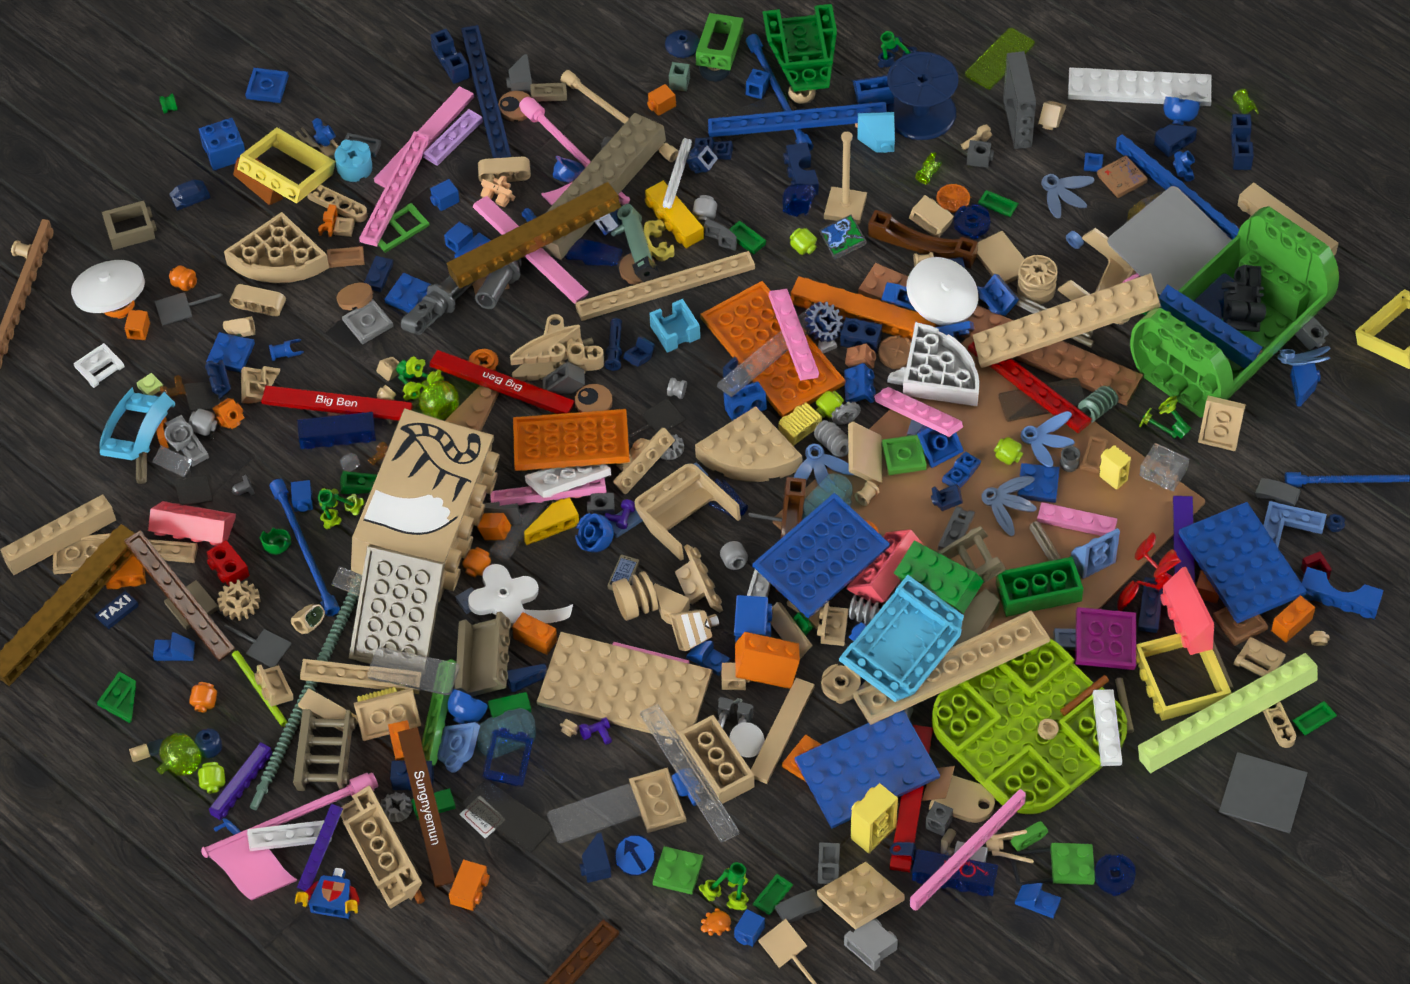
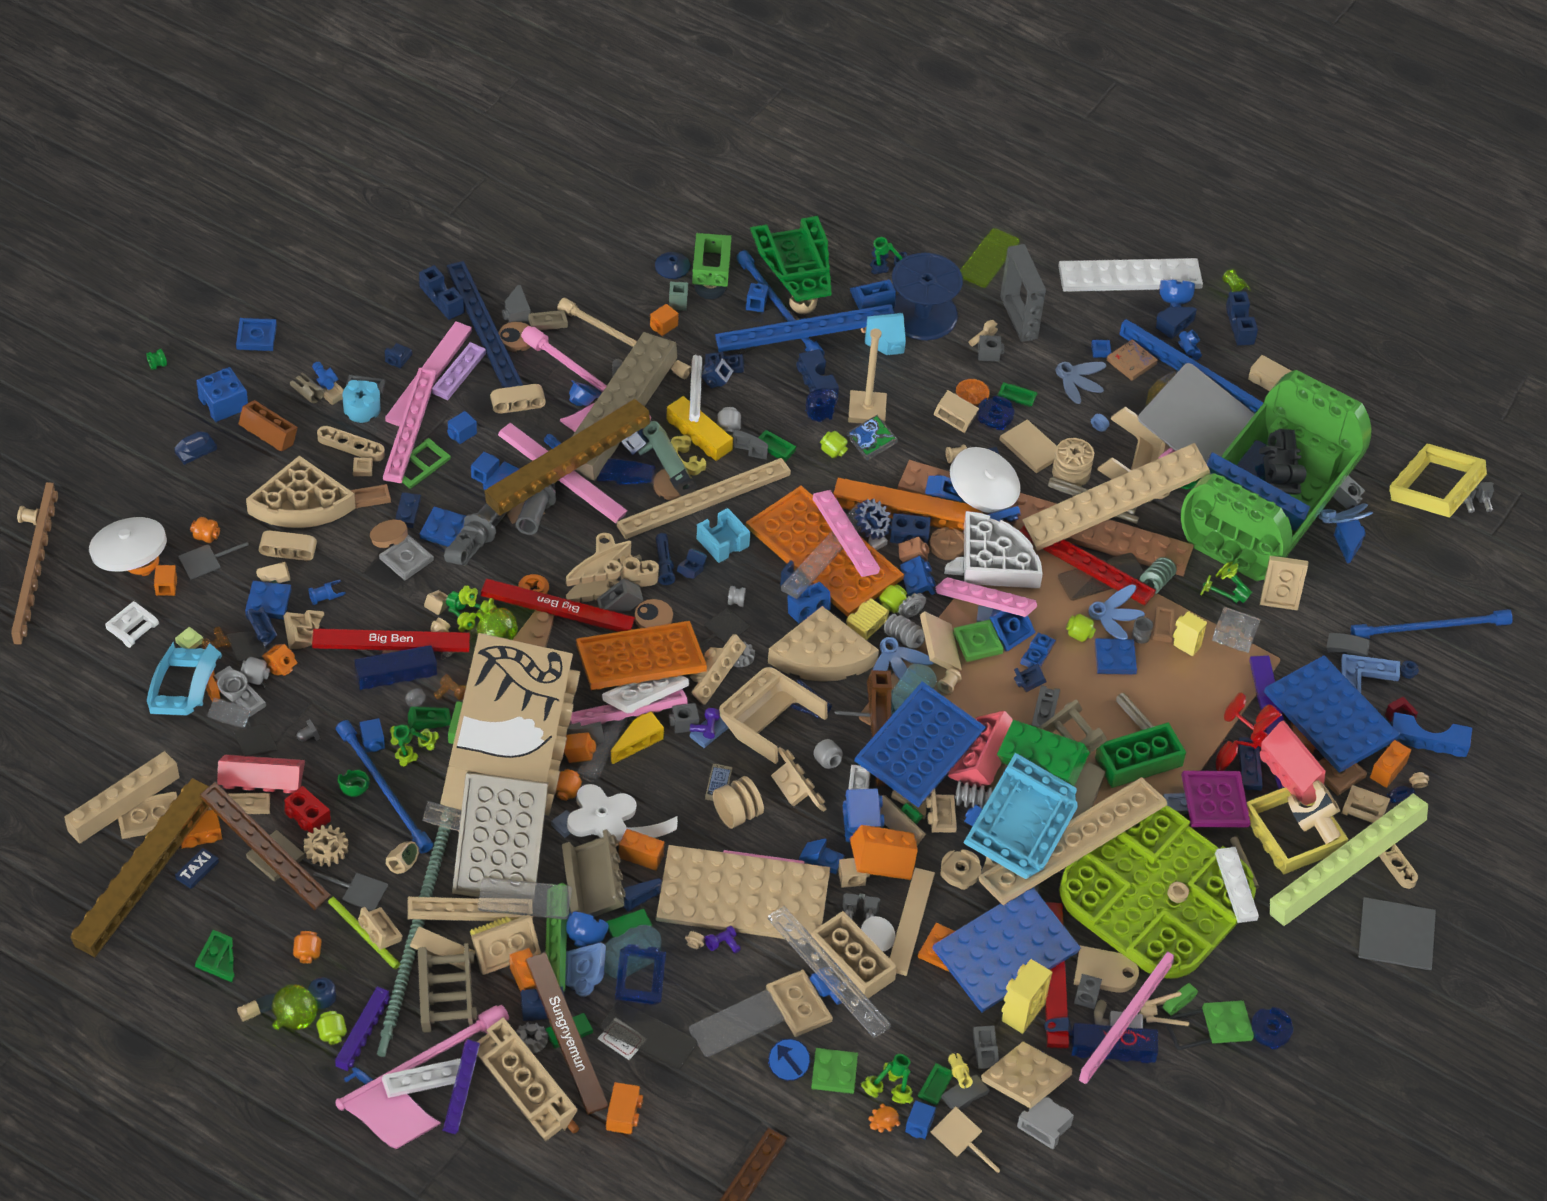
camera: 15 degrees left, 5 degrees down
(131, 236) = (141, 493): dark tan window -> none
(141, 468) = (195, 720): dark tan axle -> none
(176, 649) = (267, 902): blue slope -> none
(298, 150) = (302, 394): light yellow window -> none
(329, 218) = (347, 460): orange plate -> none
(331, 896) = (482, 1135): torso -> none
(397, 117) = (397, 355): none -> dark blue bracket
(504, 194) = (516, 416): light nougat hips -> none
(594, 533) = (683, 744): blue cylinder -> none
(595, 861) = (750, 1070): dark blue slope -> none
(670, 602) = (776, 809): tan slope -> none
(692, 627) = (802, 828): tan torso -> none
(797, 884) = (960, 1070): none -> light yellow pin
(887, 229) = (917, 427): reddish brown arch -> none
(929, 167) = (943, 365): clear neon green piece -> none
(939, 788) = (1082, 960): medium nougat sticker -> none
(998, 295) = (1037, 481): blue bracket -> none
(1002, 497) = (1085, 673): sand blue plant -> none
(1035, 899) = (1197, 1060): blue slope -> none
(1051, 114) = (1052, 307): tan slope -> none
(1075, 519) = (1161, 688): bright pink plate -> none
(1084, 695) = (1206, 856): dark orange bar -> none
(1096, 554) = (1191, 716): medium blue slope -> none
(1203, 664) = (1317, 814): none -> tan connector
(1298, 649) = (1400, 793): none -> clear blue piece
(1314, 718) = (1430, 857): green tile -> none

